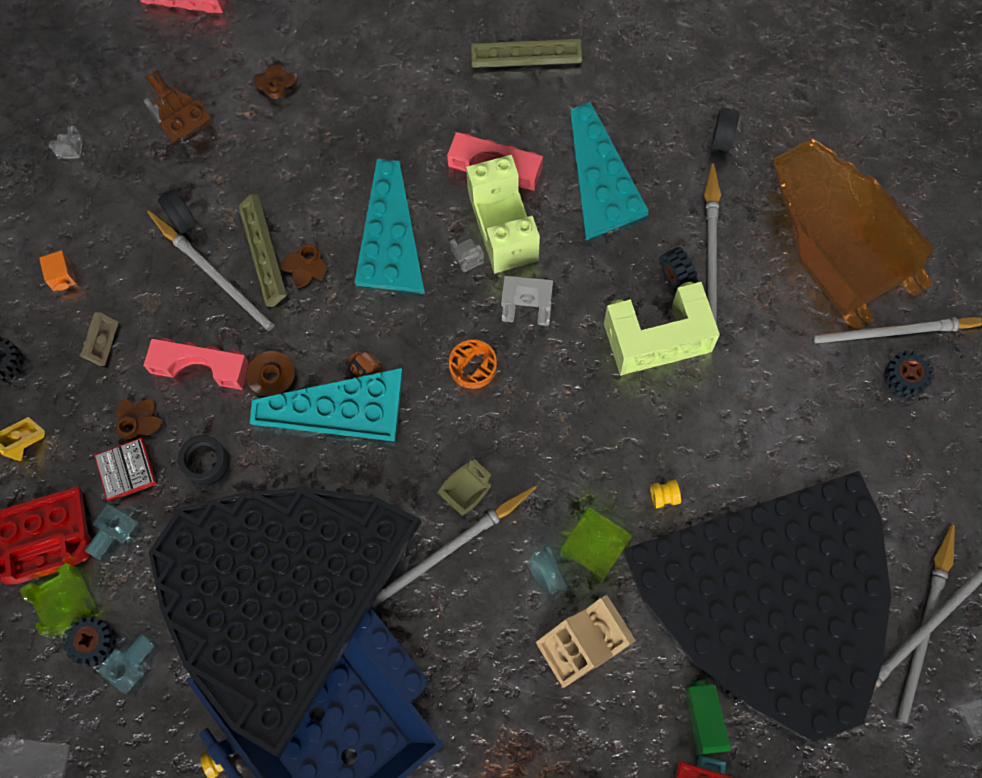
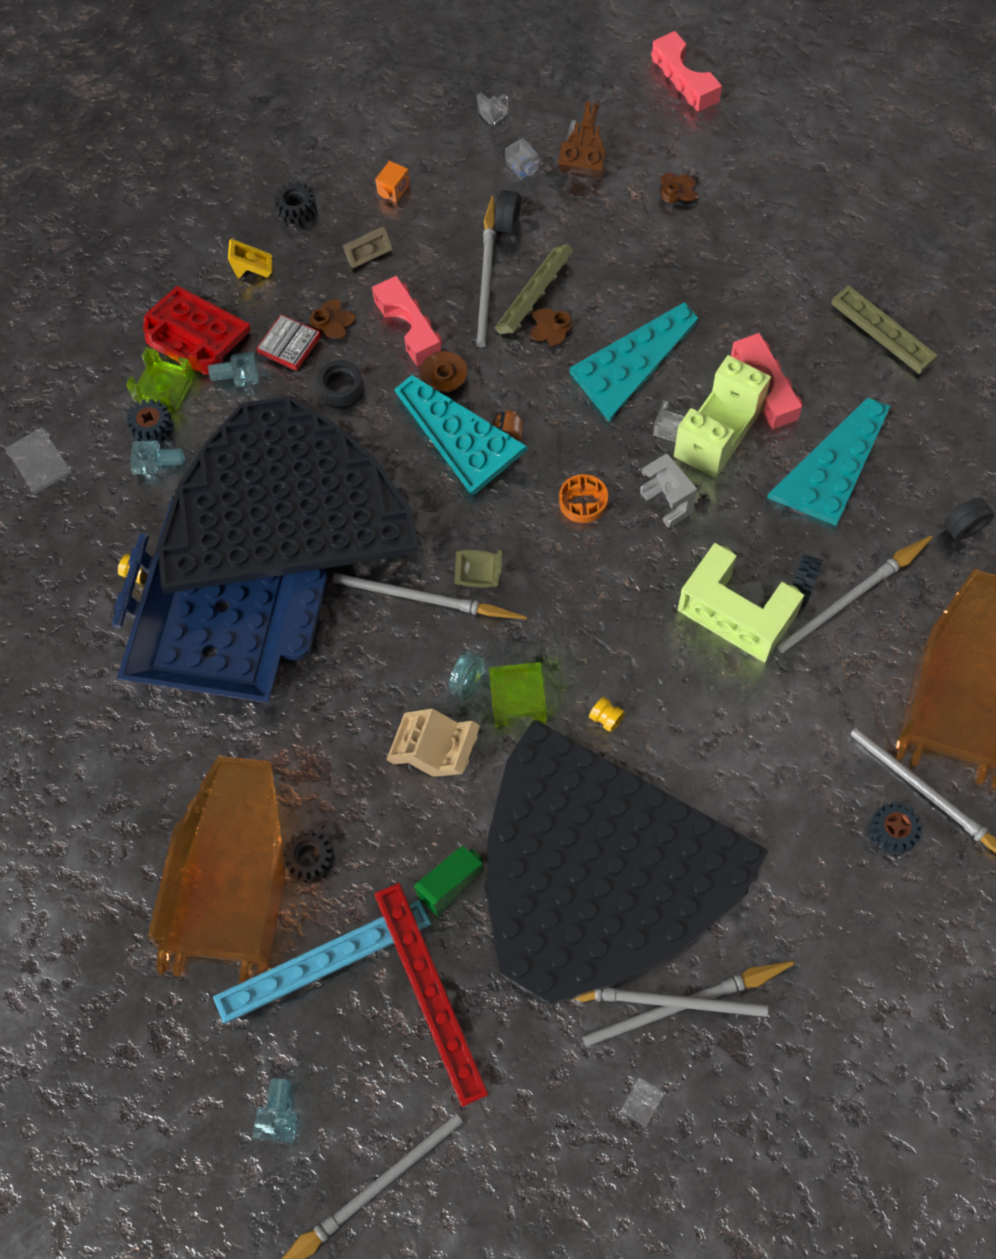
camera: 50 degrees right, 5 degrees down
(138, 162) = (522, 159): none -> clear brick

